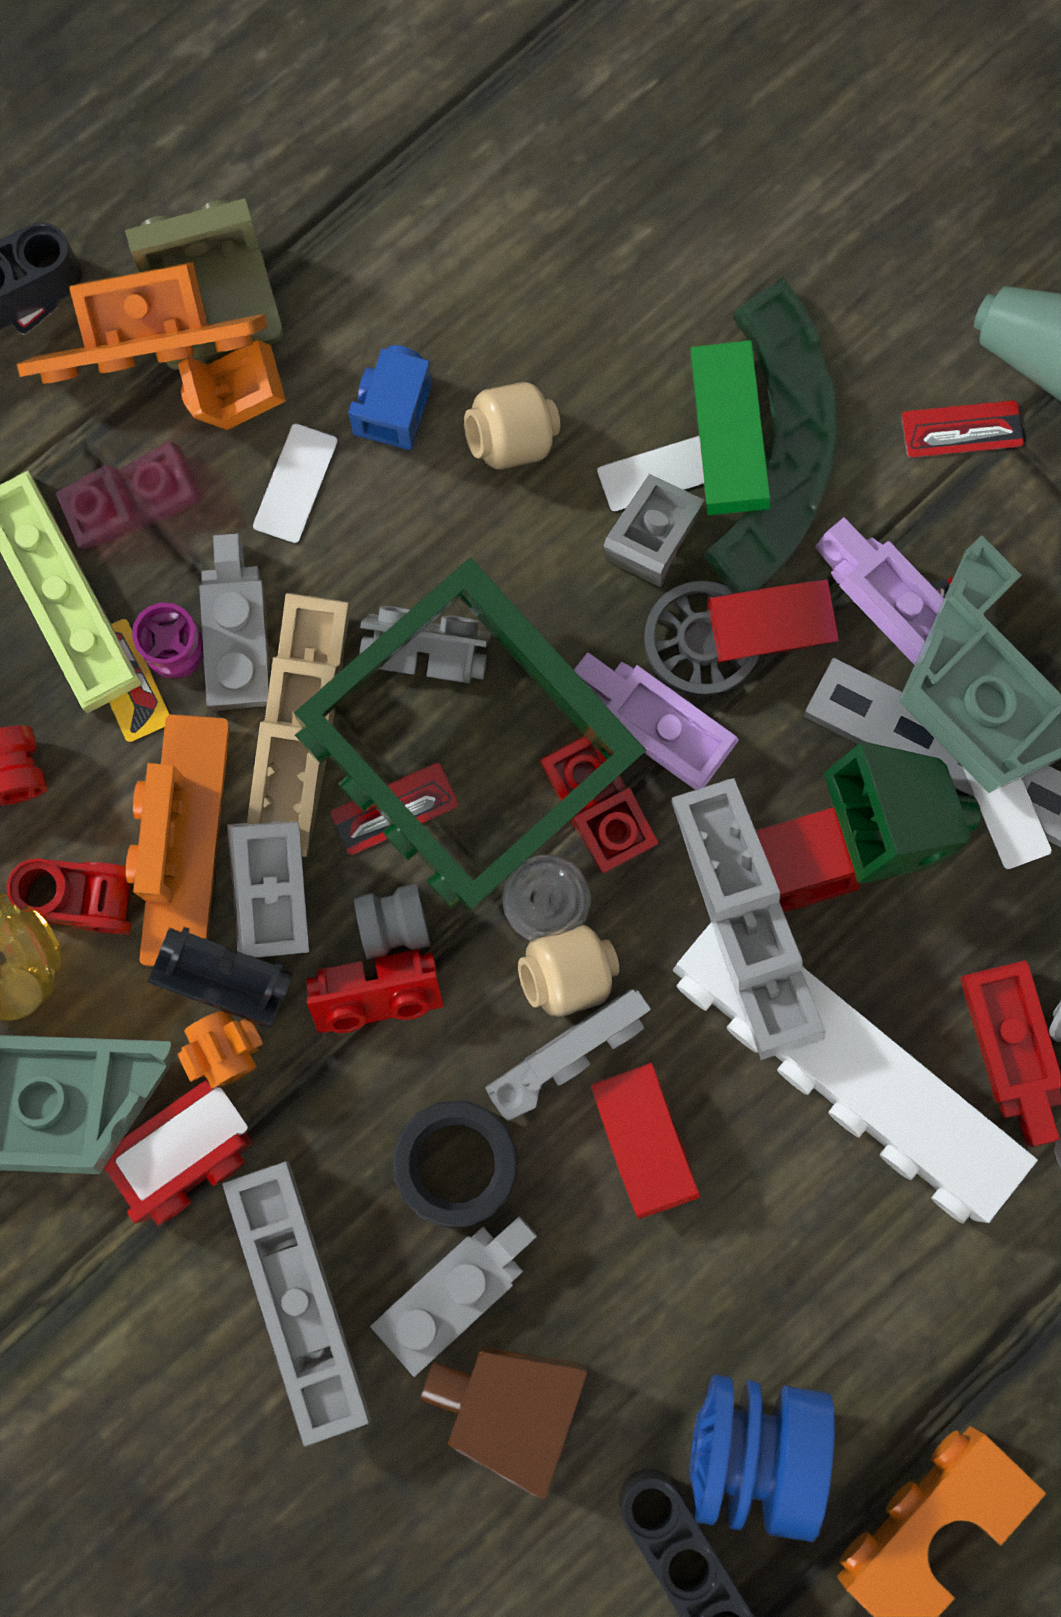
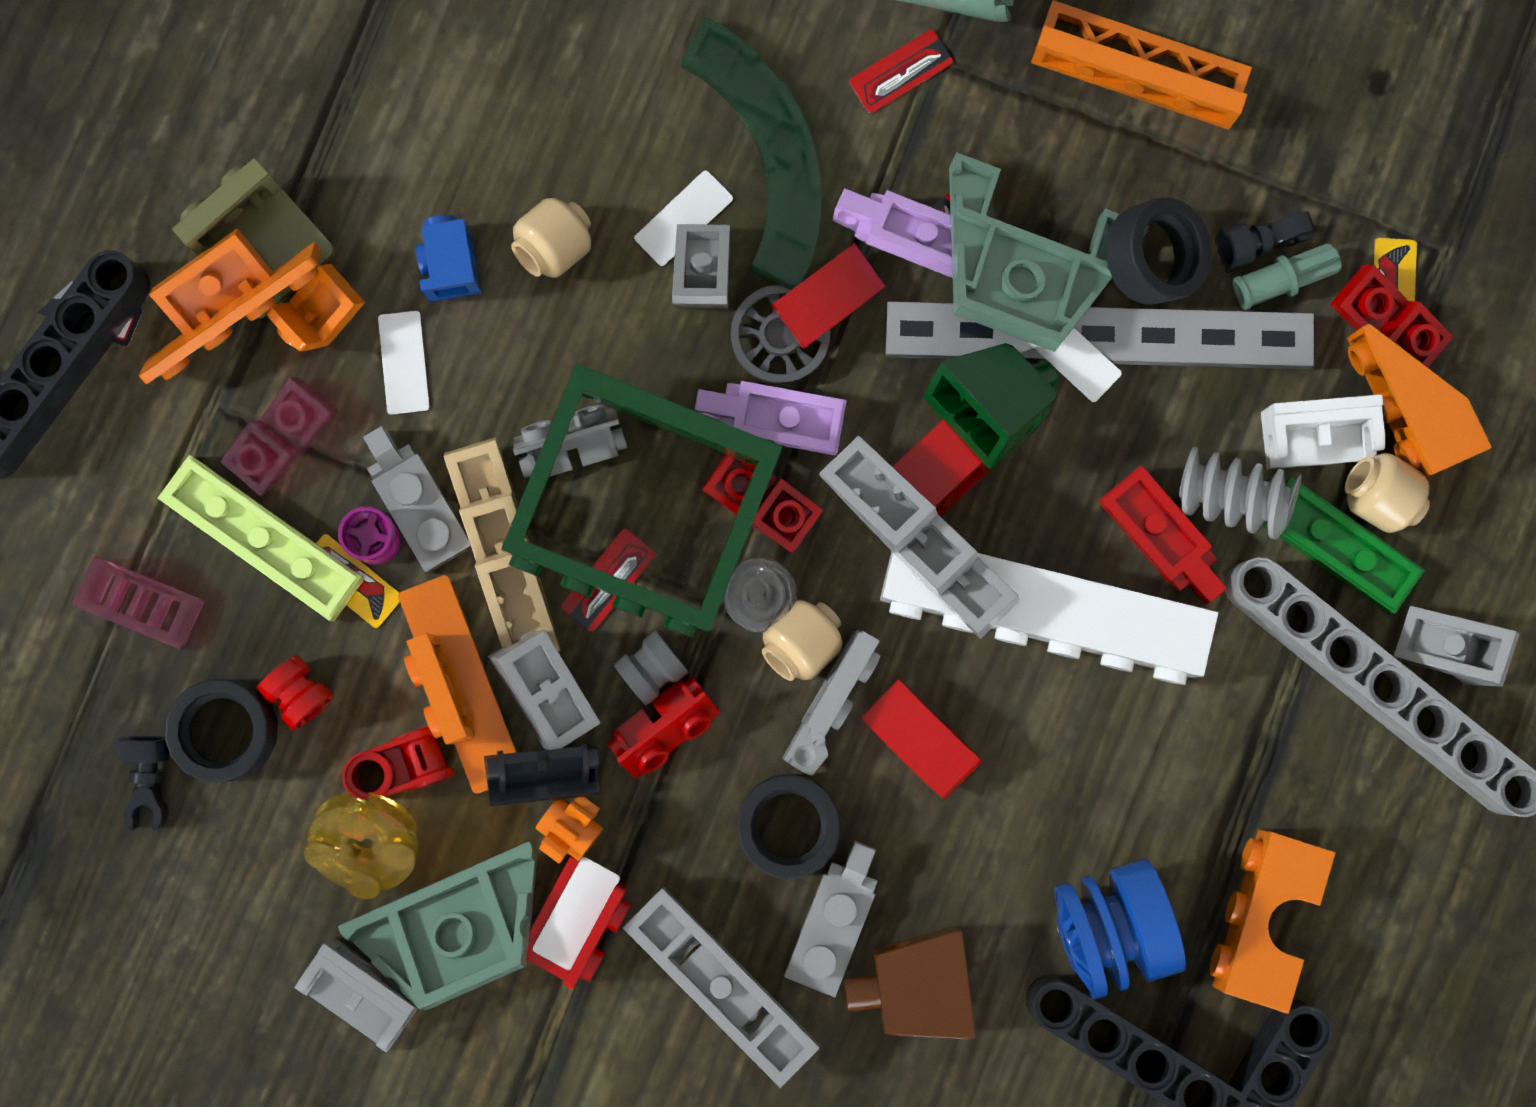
camera: 25 degrees left, 5 degrees up
(729, 428) = (722, 158): green tile -> none

